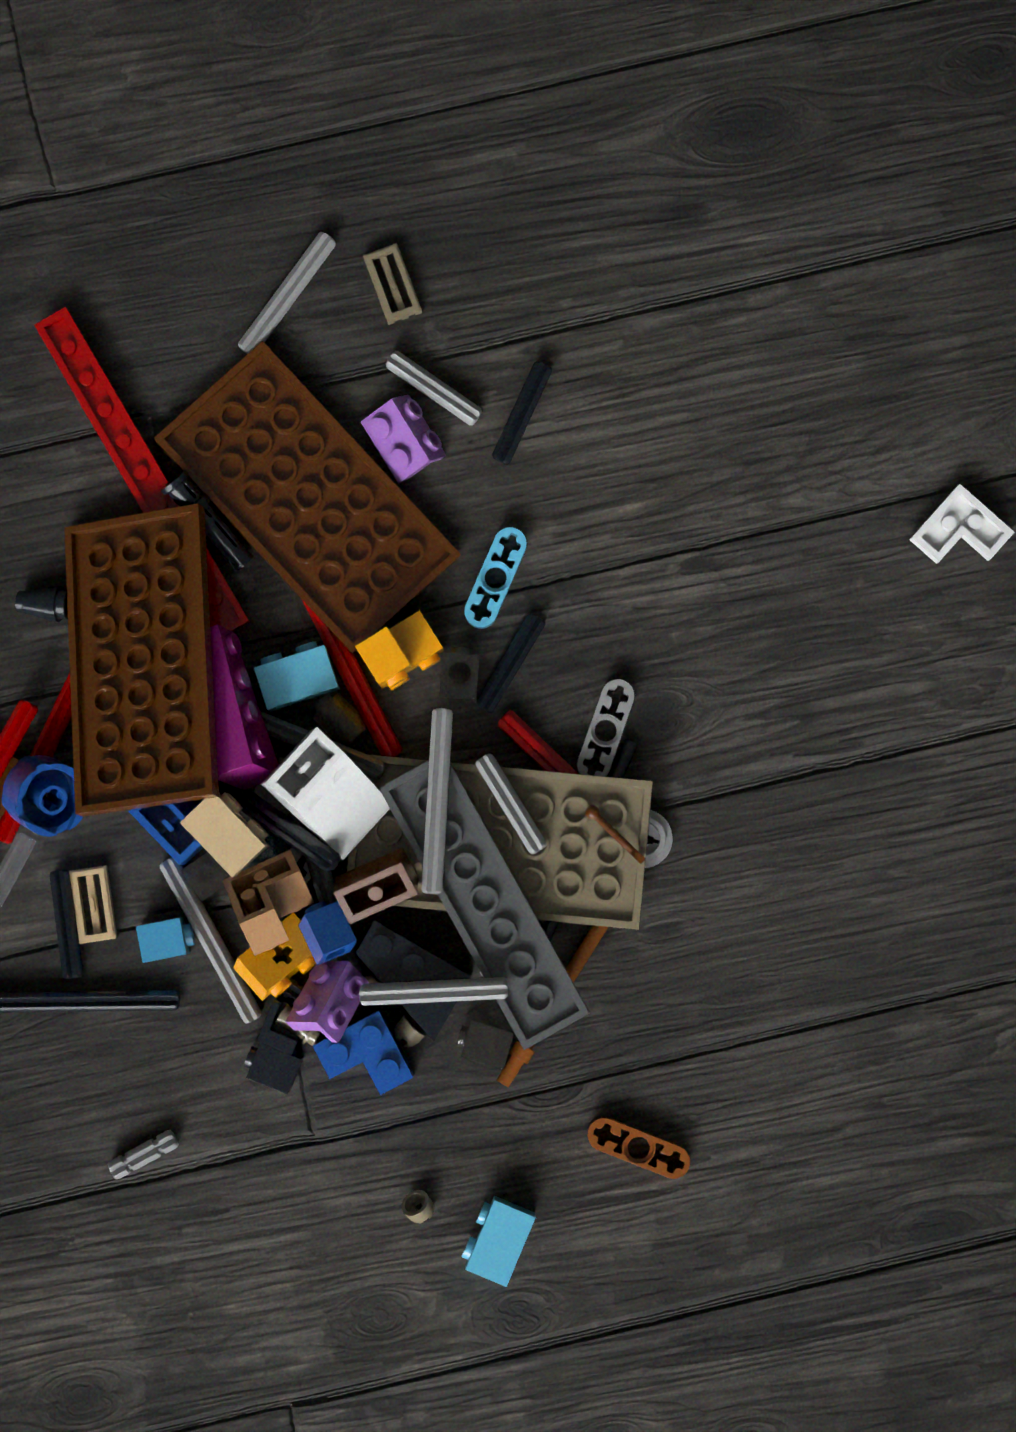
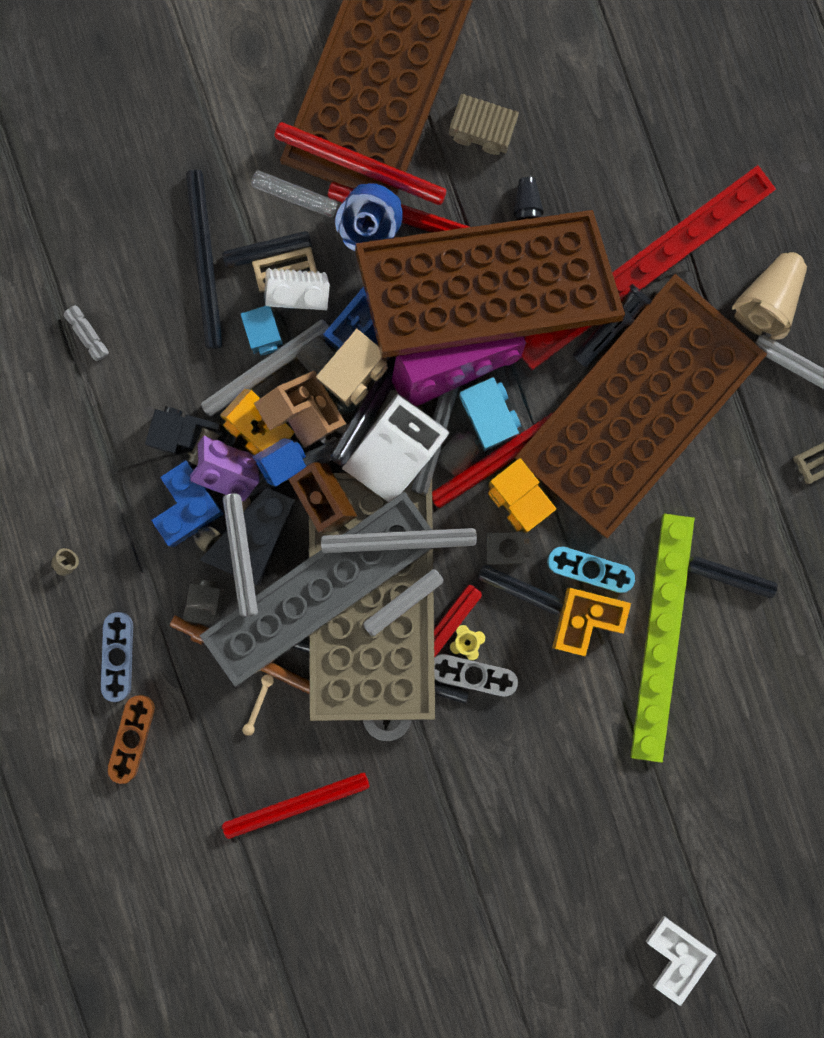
camera: 90 degrees right, 0 degrees up
(120, 892) = (296, 289): none -> white brick
(195, 325) = (773, 297): none -> tan cone
(403, 437) = (700, 480): medium lavender bracket -> none
(433, 388) = (744, 501): light grey axle -> none
(498, 1241) = (42, 631): medium azure brick -> none
(547, 595) = (582, 613): none -> light orange brick
(556, 737) = (459, 646): none -> light yellow plate
(567, 1150) = (106, 679): none -> sand blue beam
(584, 503) = (662, 638): none -> lime plate
(586, 977) = (267, 680): none -> tan hinge
(592, 812) = (403, 671): reddish brown hinge -> none
(737, 958) = (295, 805): none -> red axle

